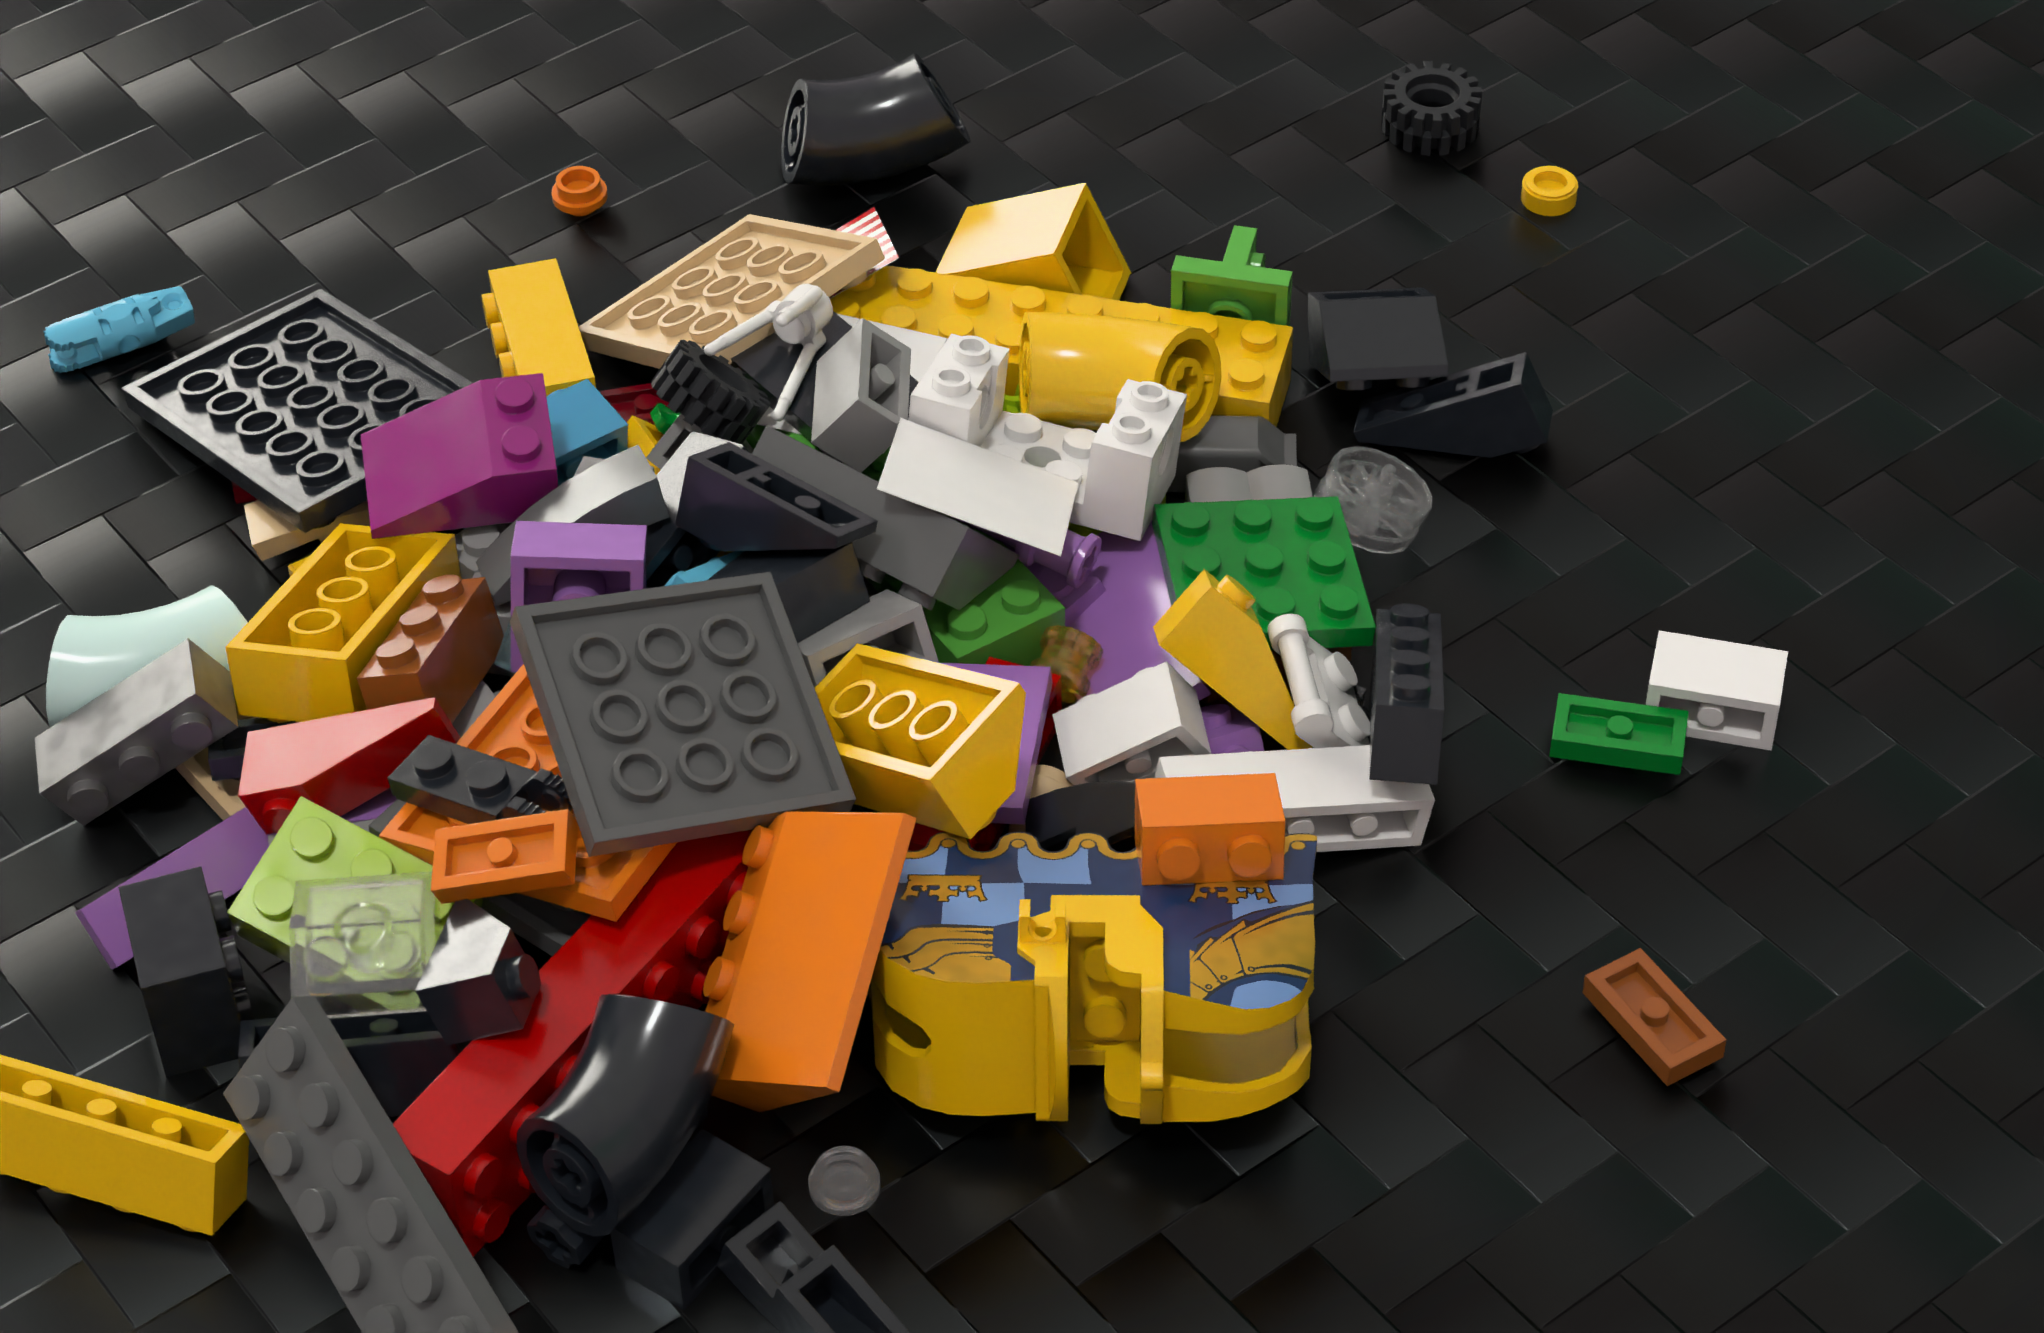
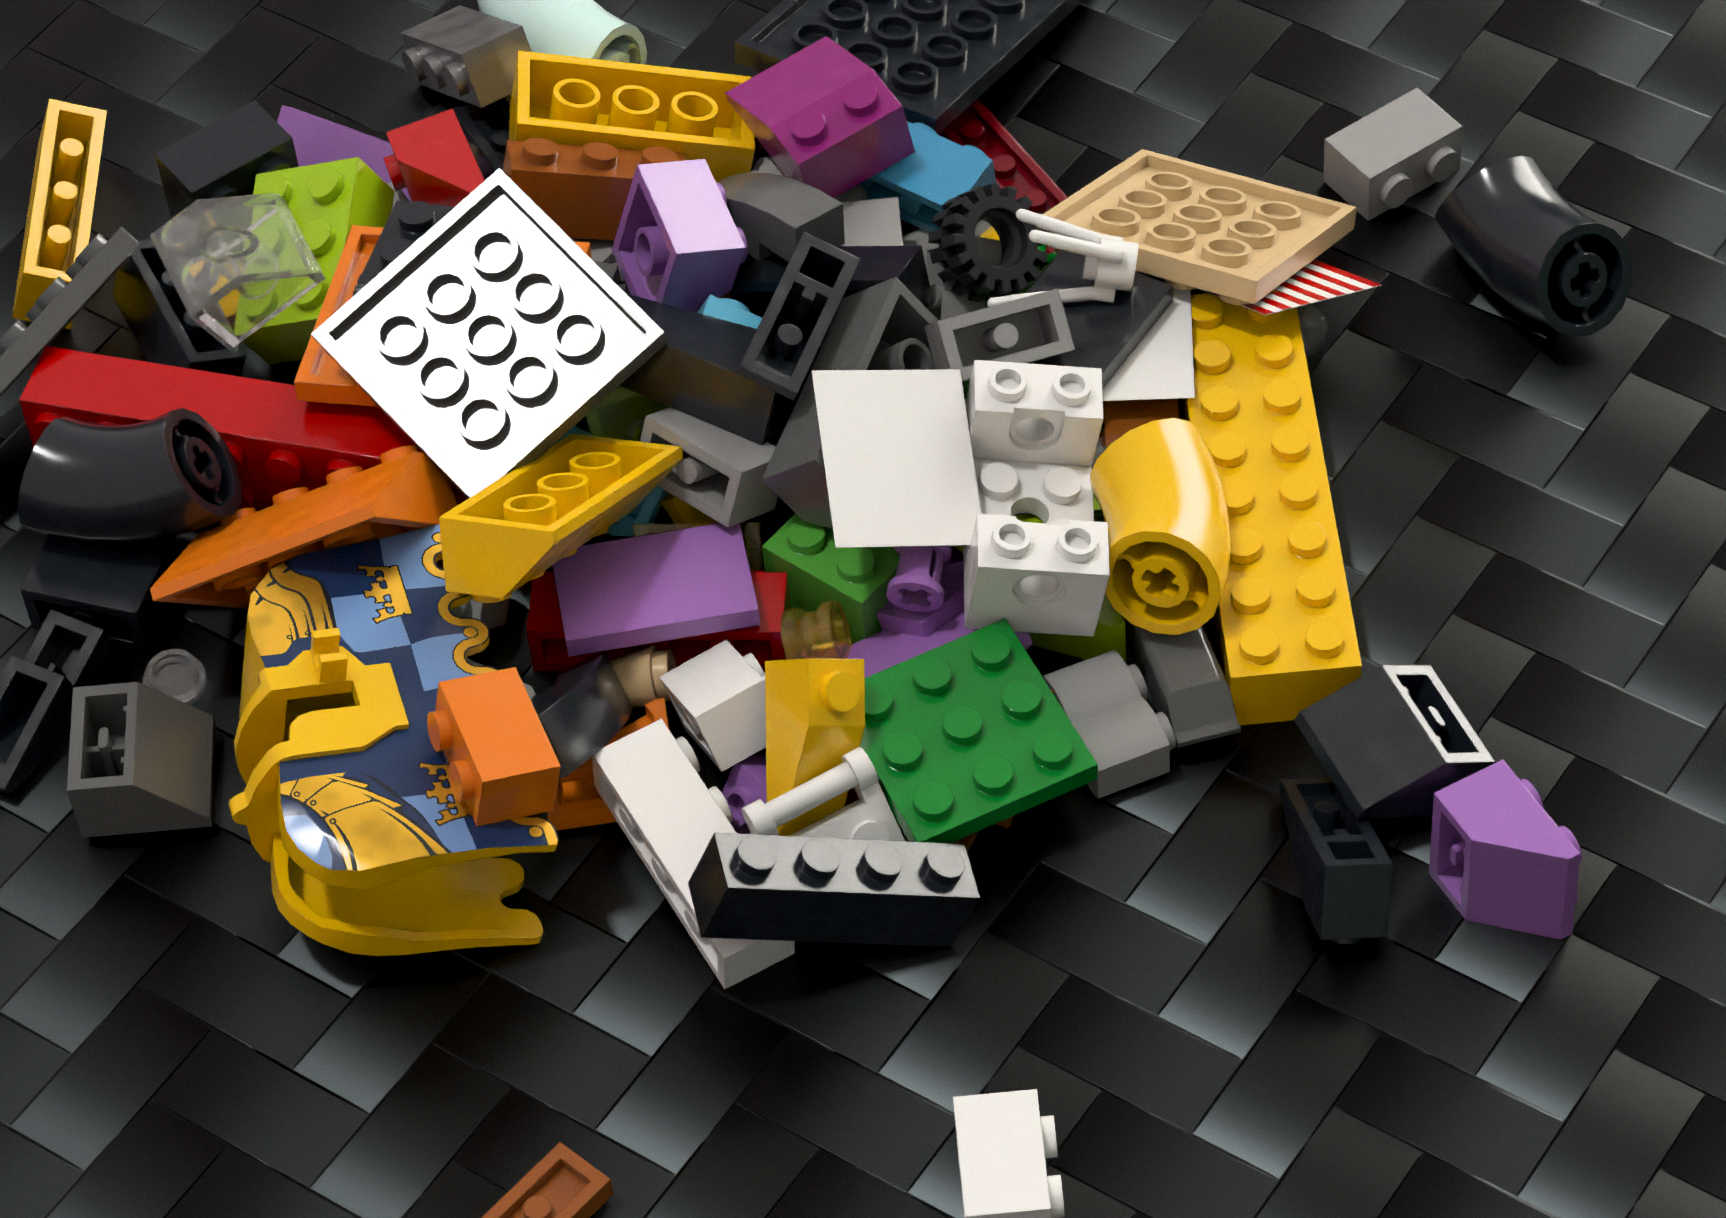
camera: 75 degrees right, 5 degrees up
(477, 977) = (216, 335): slope -> none
(504, 856) = (308, 292): orange plate -> none
(535, 325) = (1090, 127): yellow brick -> none
(579, 191) = (1352, 82): orange plate -> none
(691, 185) = (1392, 154): none -> light grey brick
(961, 1227) = (138, 761): none -> dark grey slope
(1040, 241) = (1393, 451): yellow slope -> none
(1235, 287) = (1395, 604): bright green bracket -> none
(1378, 497) = (1156, 812): clear wheel -> none
(1520, 300) = (1504, 854): none -> medium lavender slope
(1619, 734) = (913, 1105): green plate -> none

